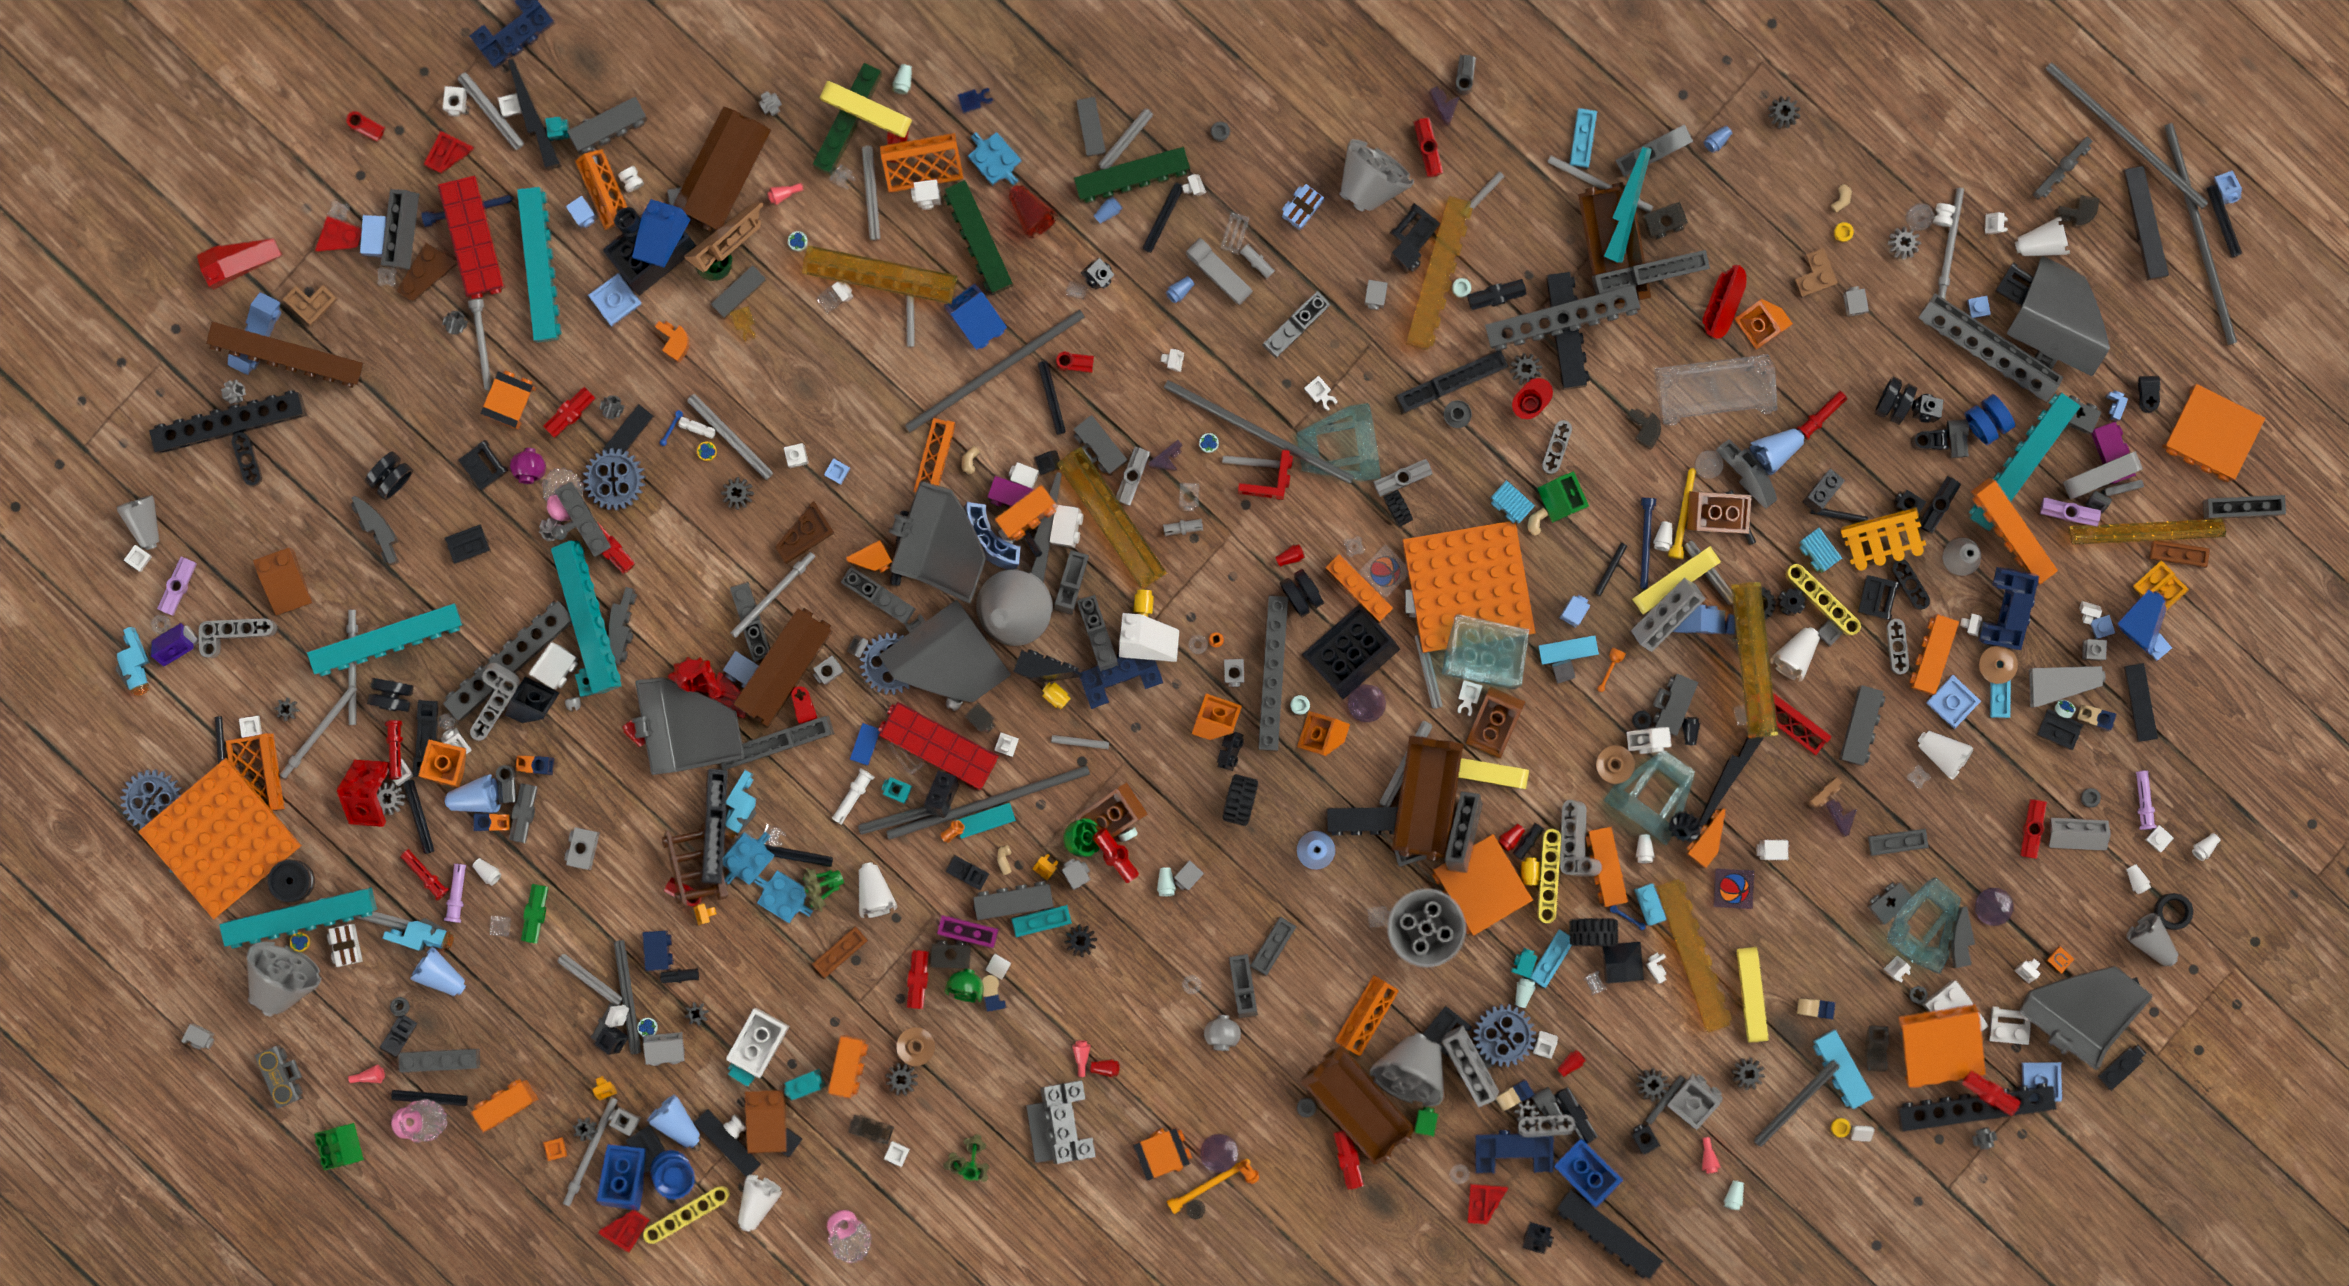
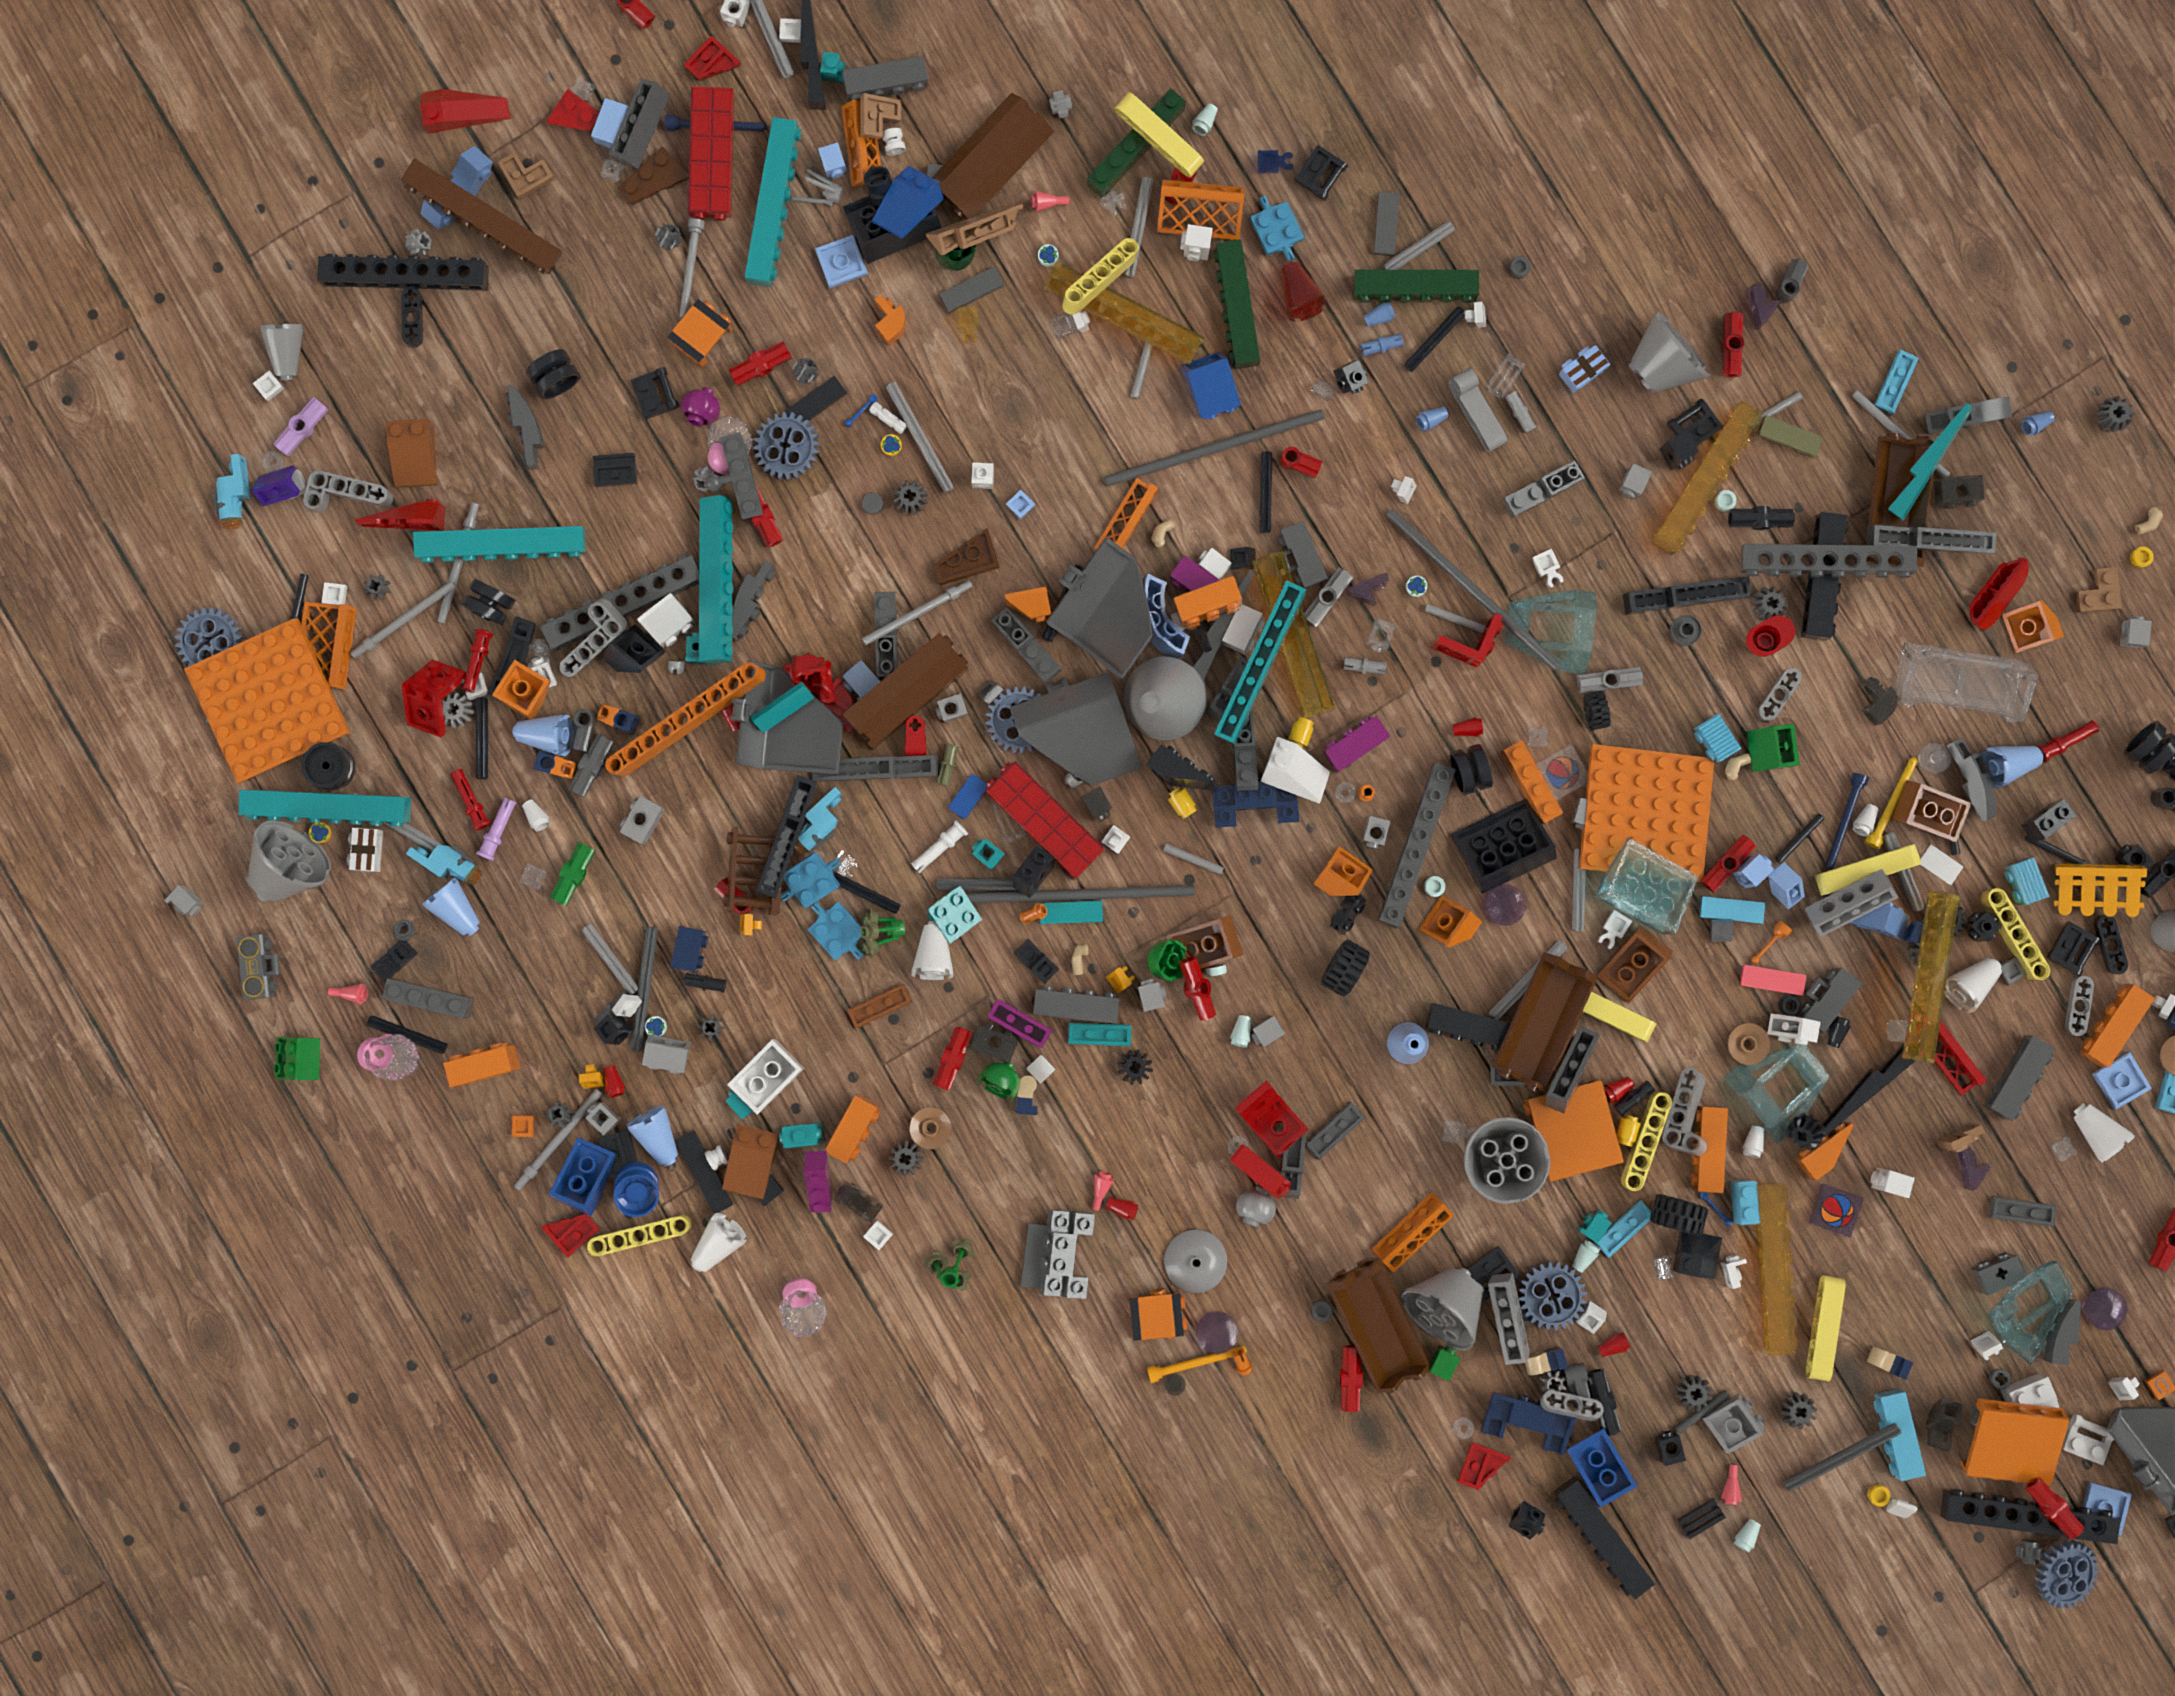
camera: 10 degrees right, 0 degrees up
(304, 636) = (415, 516): none -> red wedge
(587, 751) = (675, 720): none -> orange beam
(589, 240) = (831, 190): none -> light grey plant
(605, 159) = (875, 110): none -> medium nougat plate
(624, 1087) = (613, 1083): none -> red cone
(678, 713) = (782, 707): none -> teal tile
(705, 508) = (872, 503): none -> dark grey tile
(830, 1121) = (818, 1181): none -> magenta brick
(838, 721) = (947, 764): none -> olive axle
(849, 242) = (1102, 268): none -> light yellow beam
(882, 852) = (954, 914): none -> hinge
(1013, 95) = (1316, 167): none -> black plate
(1088, 553) = (1260, 662): none -> teal brick
(1117, 236) = (1381, 344): none -> medium blue pin
(1183, 1081) = (1190, 1246): none -> light grey dish
(1194, 598) = (1356, 743): none -> magenta brick
(1205, 945) = (1266, 1109): none -> red bracket
(1216, 1000) = (1260, 1172): none -> red slope
(1502, 214) = (1790, 436): none -> olive tile
(1546, 621) = (1719, 873): none -> red piece
(1607, 615) = (1786, 885): none -> light blue brick
(1621, 701) = (1772, 980): none -> coral tile
(1693, 1190) = (1704, 1526): none -> black tile
(1742, 556) = (1941, 864): none -> white sticker
(2021, 1148) = (2067, 1574): none -> sand blue gear

